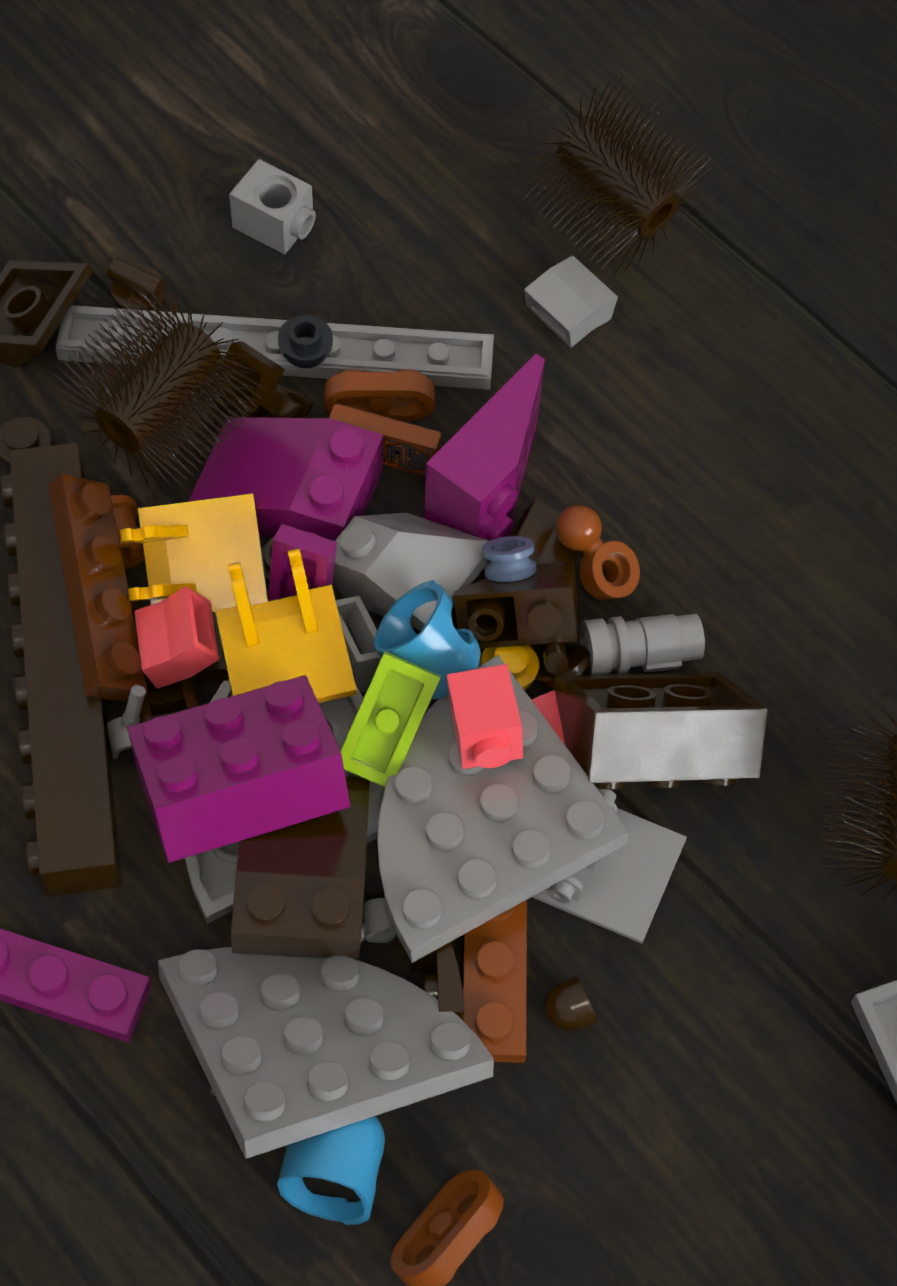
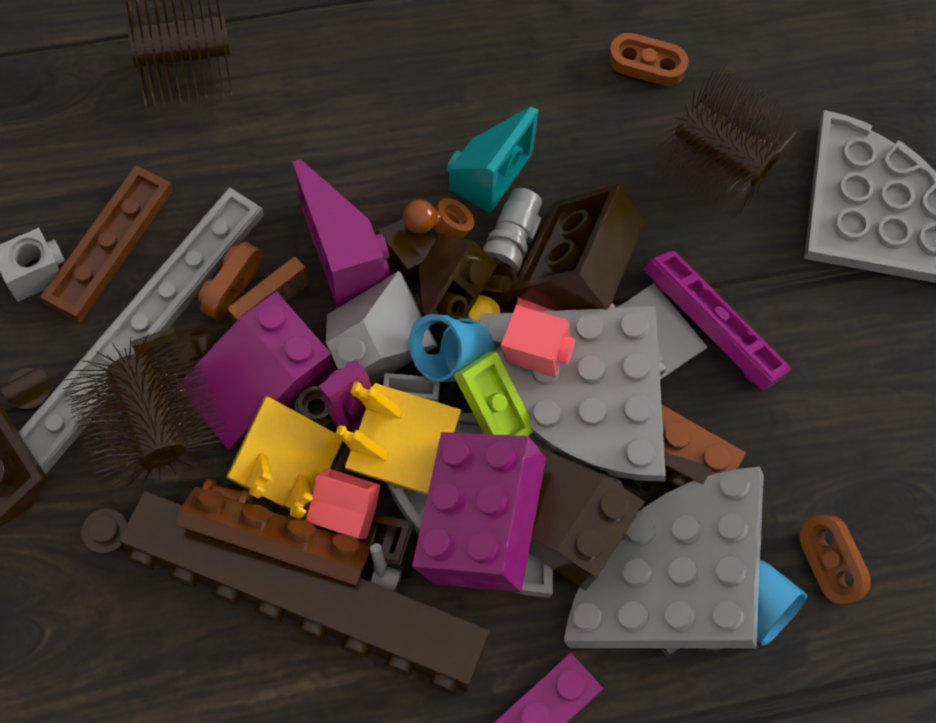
camera: 60 degrees left, 5 degrees up
(305, 352) = (158, 312): black plate -> none
(347, 262) = (107, 244): none -> reddish brown plate
(509, 559) = (419, 268): sand blue bush -> none
(569, 1006) = (727, 409): dark brown hinge -> none
(570, 300) = (235, 128): light grey piece -> none
(683, 934) = (717, 319): none -> magenta plate
(717, 573) = (493, 160): none -> teal slope

